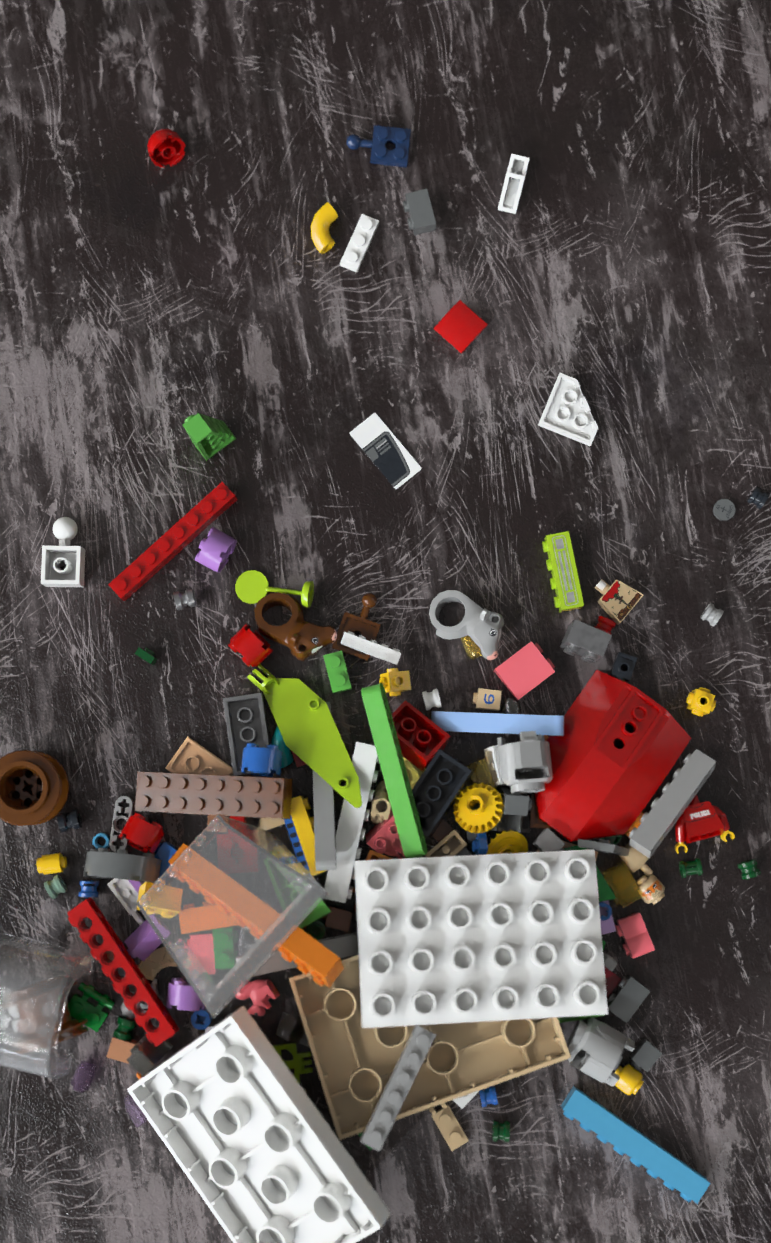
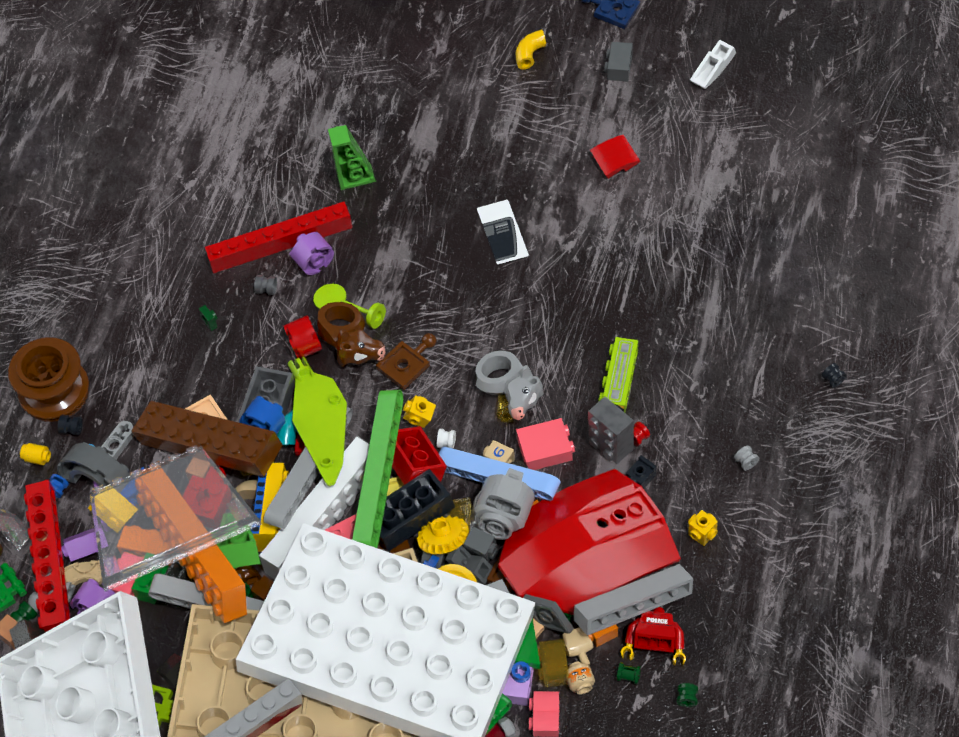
camera: 25 degrees right, 25 degrees down
(55, 556) = (178, 222): white brick -> none
(55, 886) = (28, 473): sand green wheel -> none
(127, 896) = (83, 502): white hinge -> none
(142, 834) = (128, 450): red brick -> none
(260, 992) = (160, 630): coral animal -> none
(337, 672) = (370, 386): bright green brick -> none
(359, 243) = (556, 70): white plate -> none
(371, 647) = (410, 375): white piece -> none
(380, 804) = (349, 505): tan animal -> none
(569, 412) = (683, 251): white plate -> none
(617, 599) = (661, 415): torso -> none
(724, 509) = (797, 377): dark grey piece -> none

